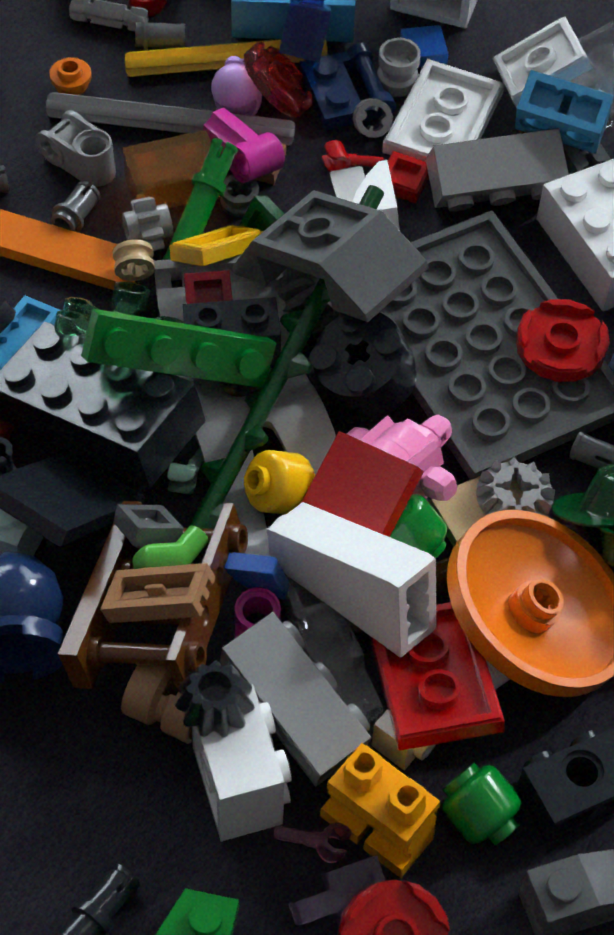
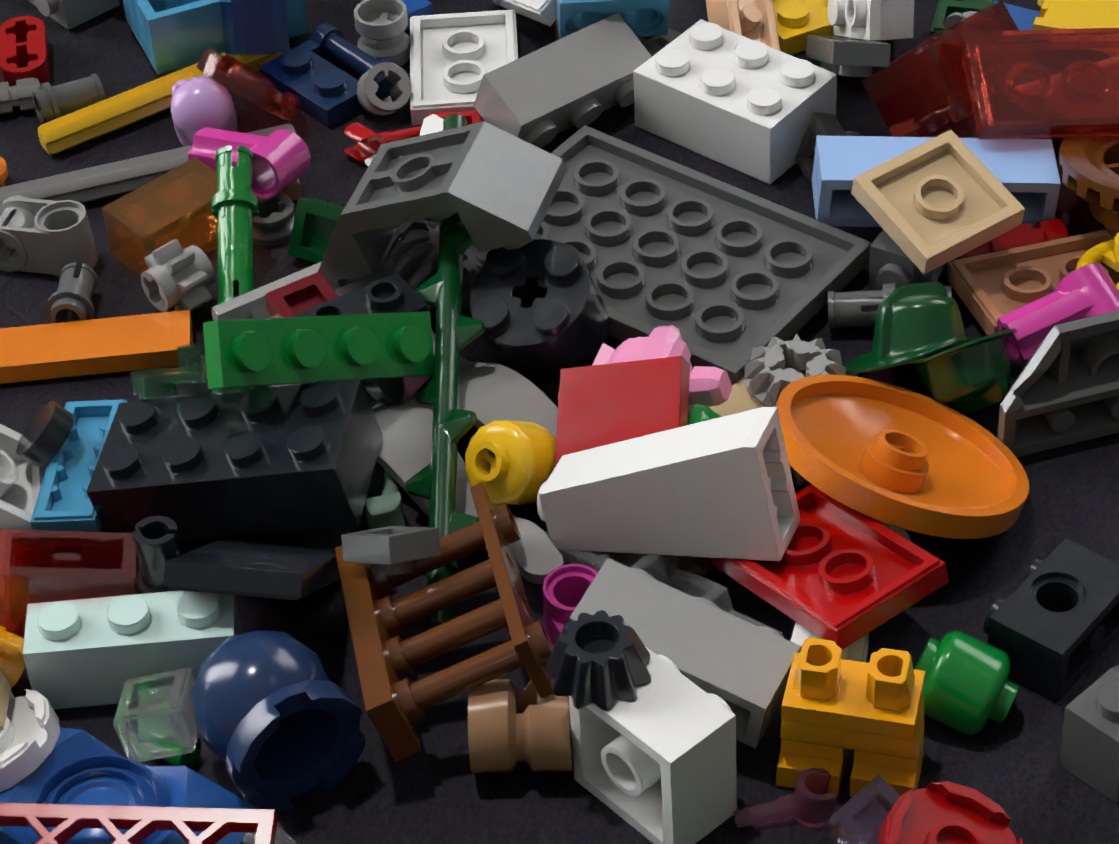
camera: 20 degrees left, 15 degrees down
(133, 260) = (176, 304): tan bush -> none
(156, 600) = (454, 595): medium nougat tile -> none
(172, 554) = (438, 565): bright green arm -> none
(213, 245) = (278, 265): yellow tile -> none
(258, 572) = (552, 545): blue tile -> none
(562, 340) = (750, 212): red tile -> none

